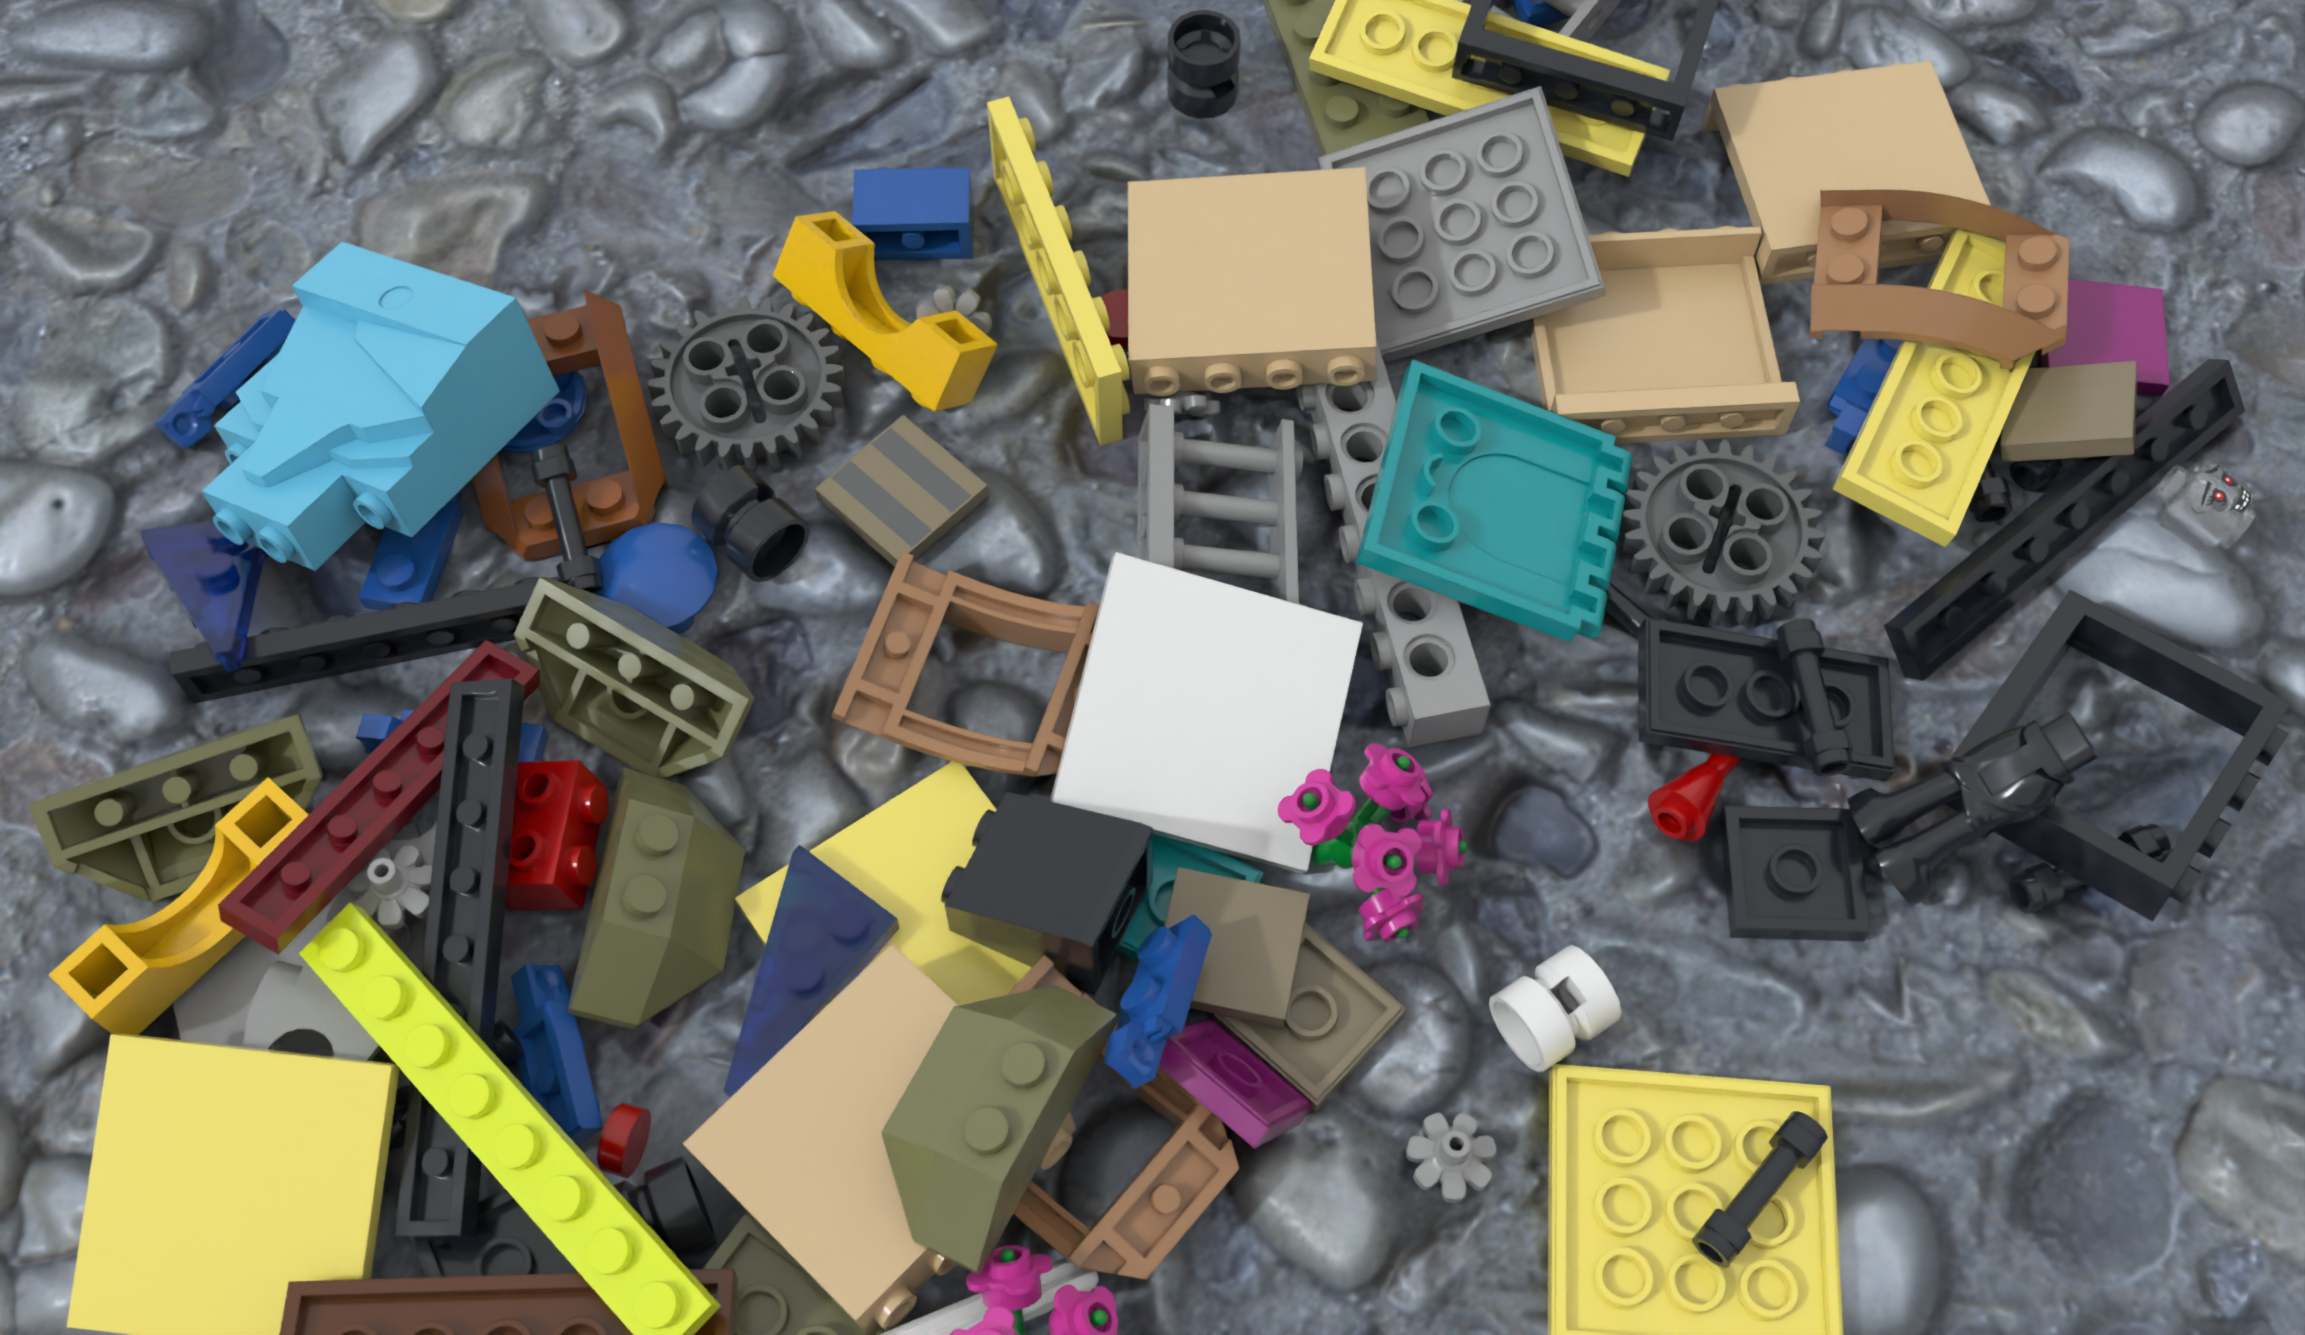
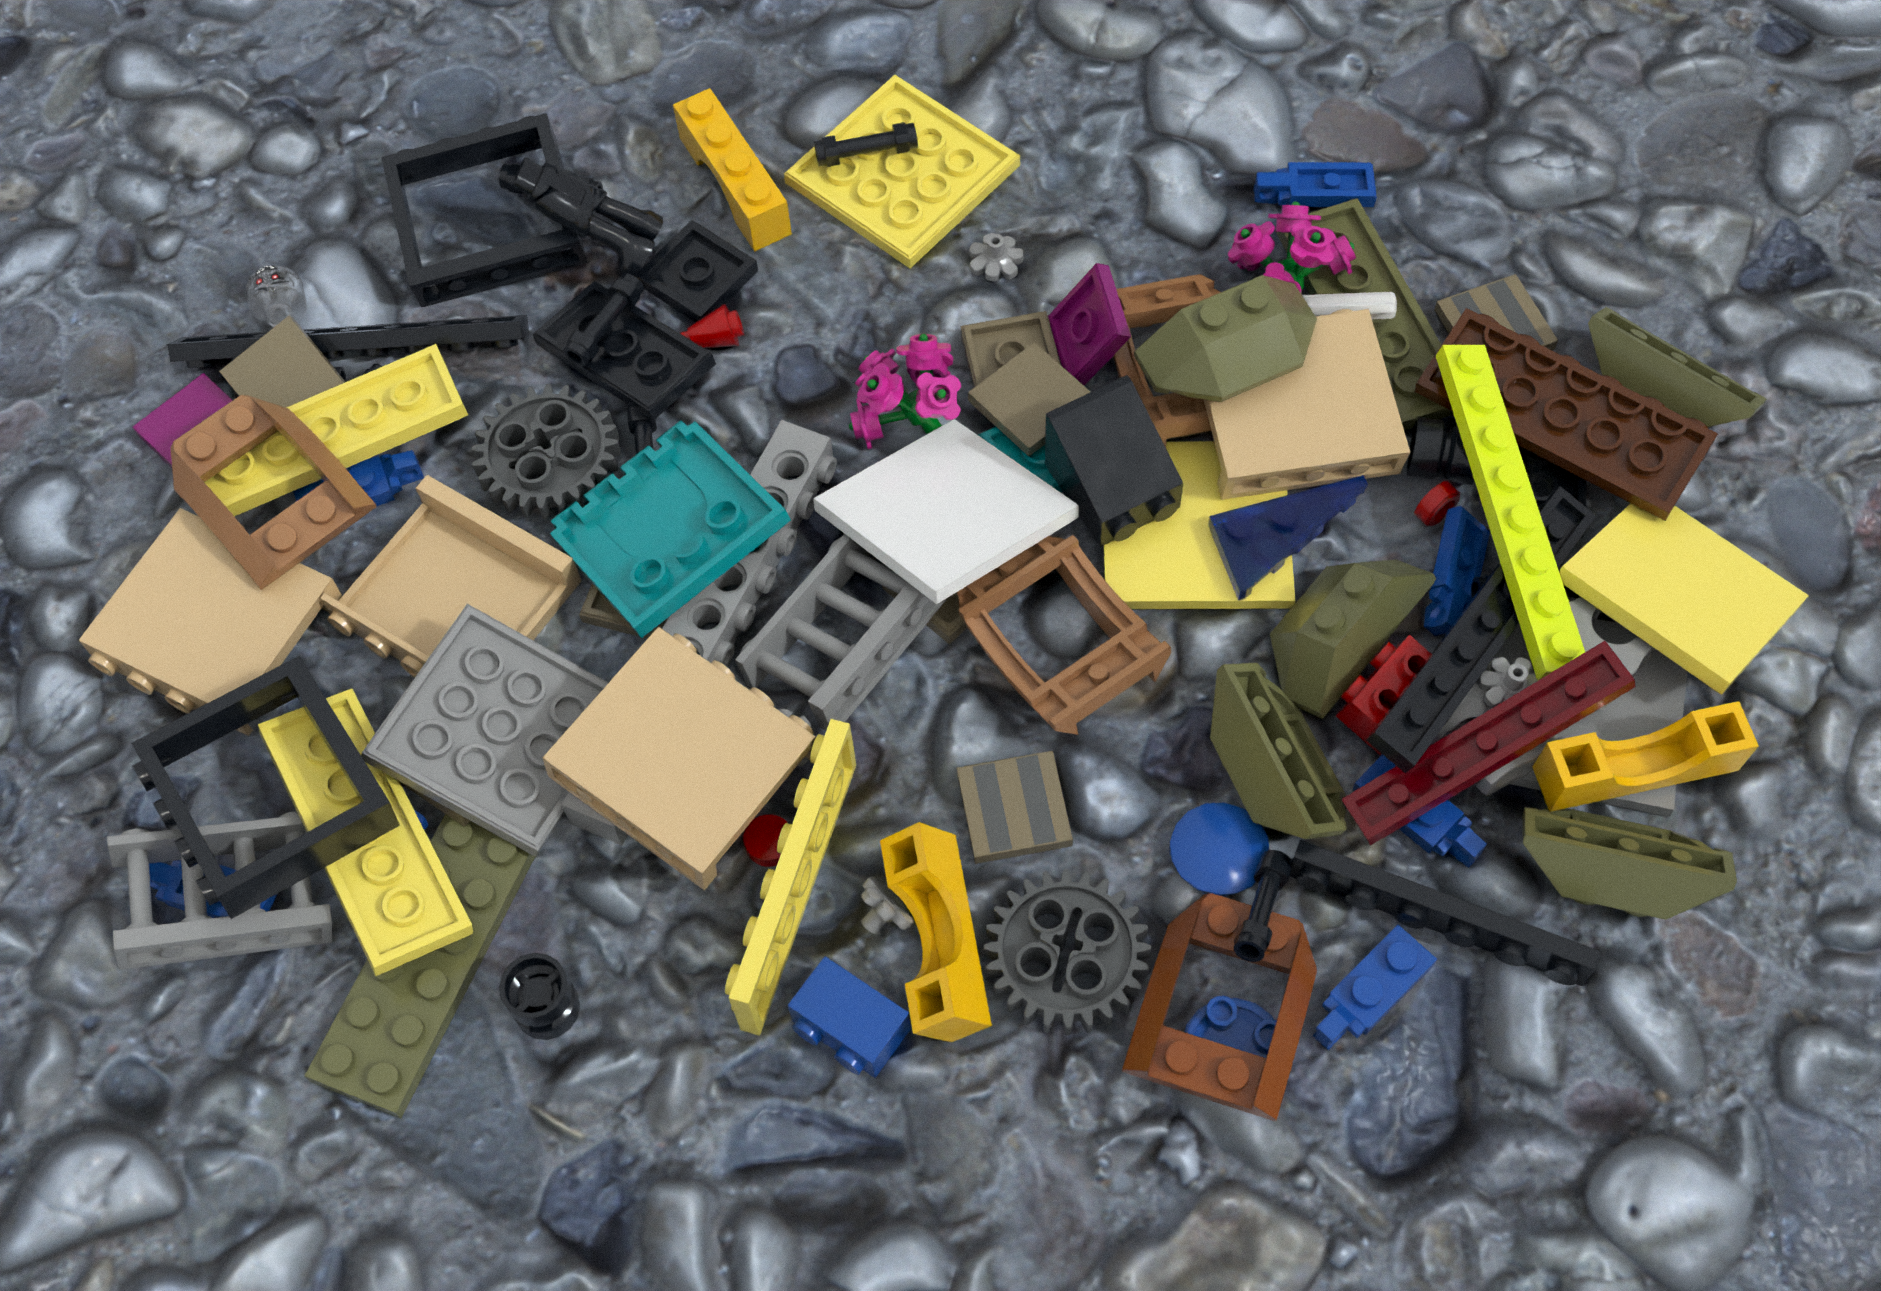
camera: 140 degrees left, 0 degrees up
(191, 414) = (1451, 1226): blue hinge -> none
(211, 582) = (1536, 1038): clear blue wing -> none
(374, 406) = (1371, 1059): medium azure panel -> none
(758, 529) = (1134, 822): black wheel -> none
(1157, 998) = (1105, 351): blue hinge -> none
(1562, 1003) = (887, 271): white wheel -> none
(1962, 1053) = (749, 190): none -> yellow arch

